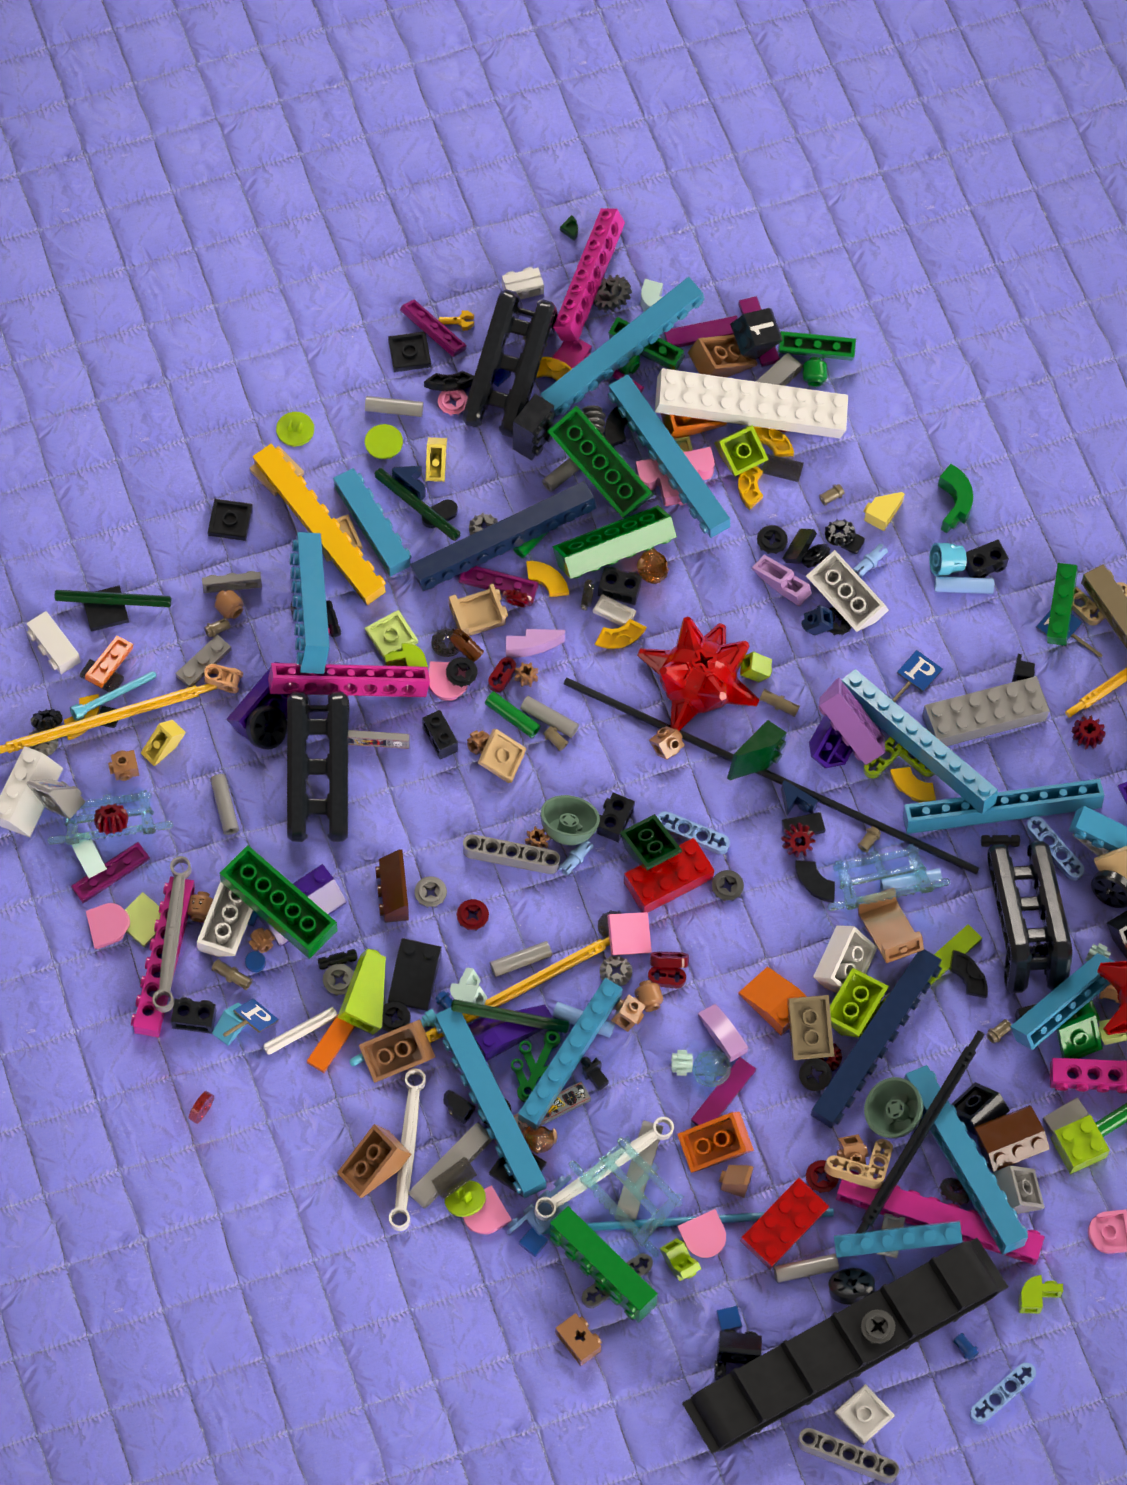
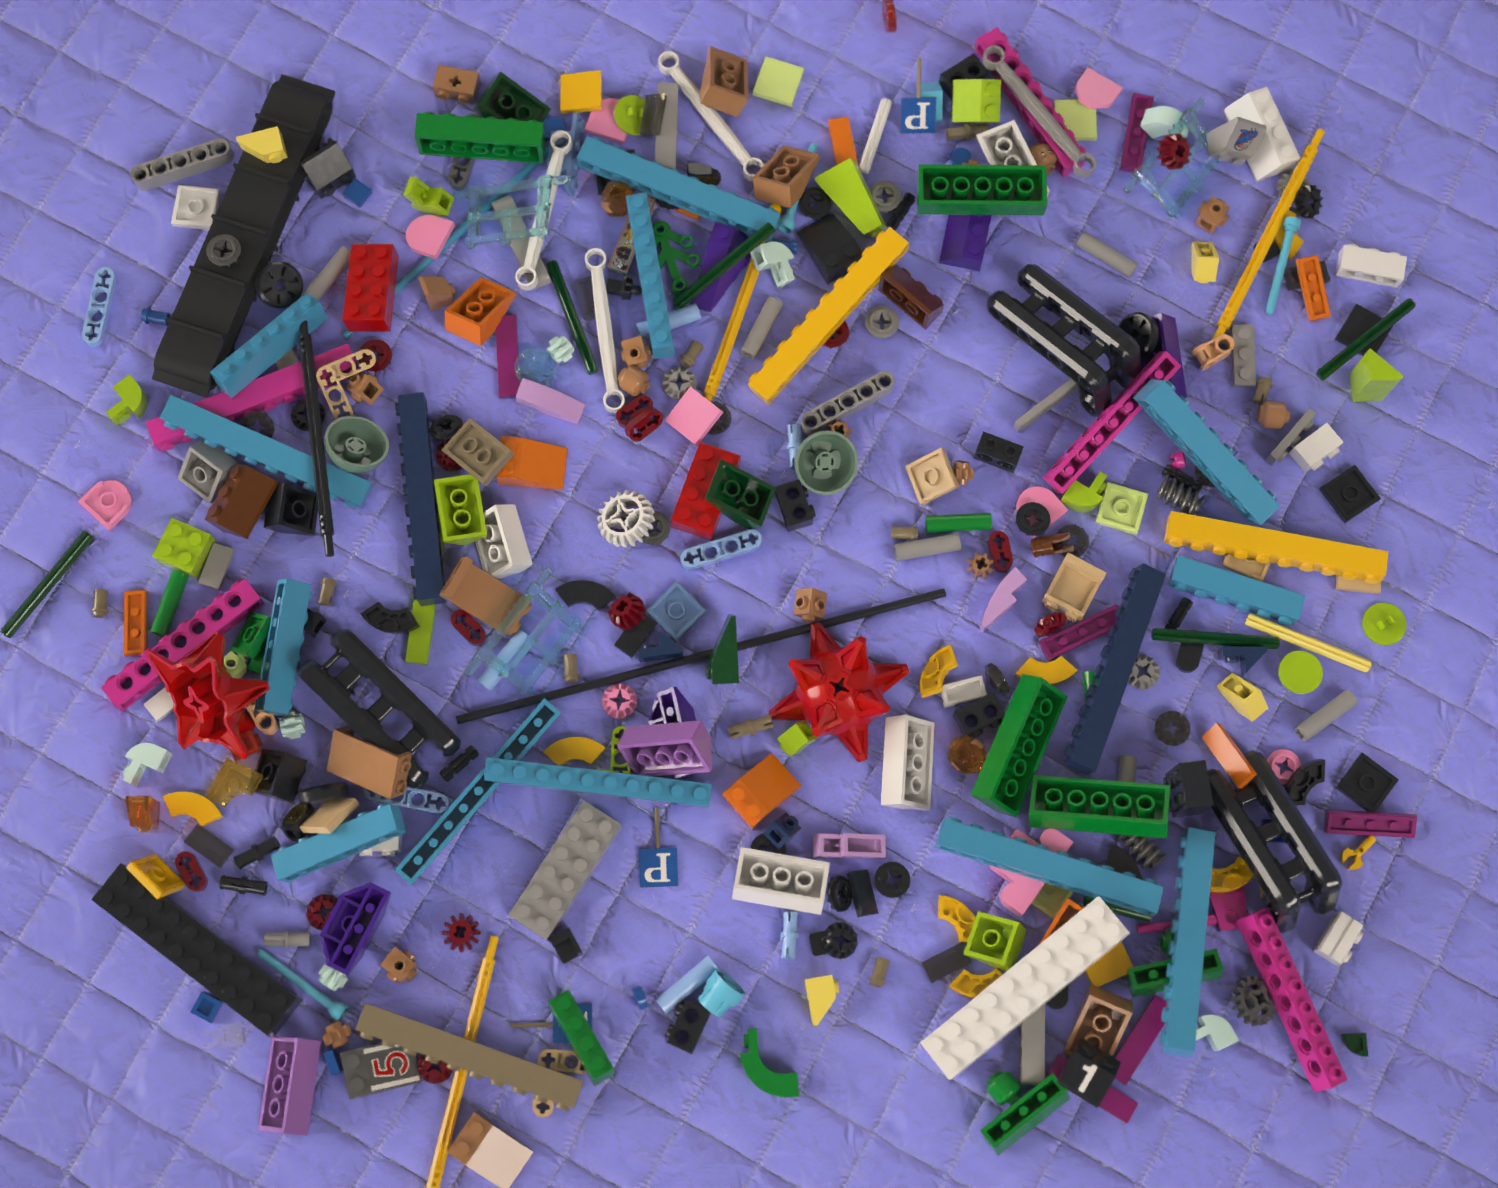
camera: 140 degrees right, 10 degrees up
(146, 562) = (1372, 378): none -> lime slope
(206, 982) = (976, 101): none -> lime slope
(221, 560) = (1316, 448): none -> white brick
(330, 1134) = (778, 81): none -> yellowish green tile
(346, 606) = (1179, 496): none -> flat silver piece
(357, 456) = (1308, 643): none -> light yellow axle
(426, 539) = (1179, 614): none -> black axle
(468, 918) = (828, 316): none -> yellow brick
(484, 429) = (1229, 755): none -> orange tile
(488, 1251) = (581, 92): none -> yellow tile
(497, 472) = (1177, 720): none -> clear smoke gear
(553, 1284) = (508, 100): none -> dark green slope
(589, 982) = (688, 358): none -> dark tan pin
(624, 1089) = (585, 295): none -> clear smoke tile
(636, 1051) = (604, 329): none -> white piece
(650, 1083) = (572, 317): none -> dark green axle
(696, 594) = (907, 763): none -> white slope
(735, 897) = (635, 525): none -> white gear
(761, 818) = (676, 611): none -> medium blue tile
(779, 1384) = (264, 144): none -> light yellow slope
(809, 657) = (761, 791): none -> orange slope
(853, 800) = (626, 708): none -> bright pink gear
(917, 1181) = (300, 420): none -> black gear
(922, 925) = (464, 631): none -> dark red beam
(1002, 601) = (639, 997): none -> blue tile
(1069, 875) = (368, 764): none -> medium nougat panel

